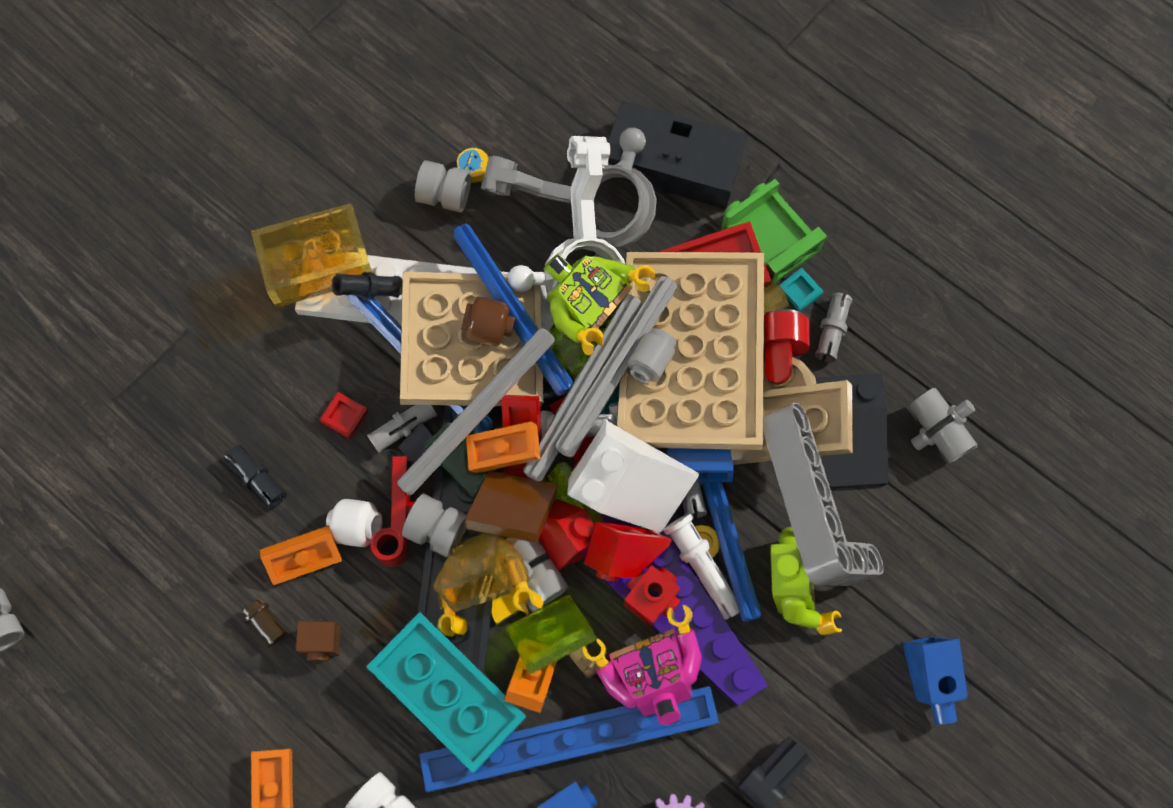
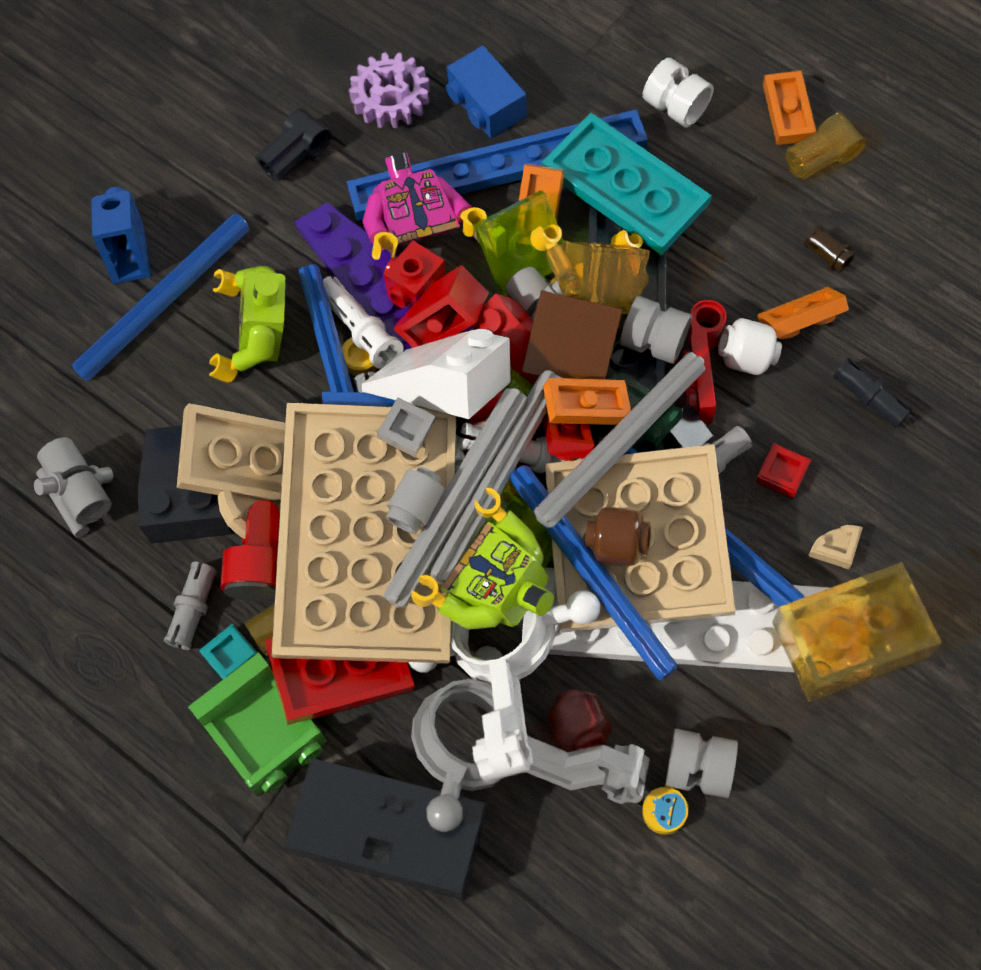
camera: 175 degrees left, 5 degrees down
(235, 741) = (833, 142): none -> clear yellow piece
(311, 351) = (837, 546): none -> tan tile
(318, 640) = (768, 234): reddish brown plate -> none
(367, 285) = (778, 593): black pin -> none
(530, 220) = (579, 721): none -> clear red head
(659, 415) = (406, 427): none -> light grey plate
(811, 506) = (222, 317): light grey beam -> none
(887, 615) = (160, 297): none -> blue axle

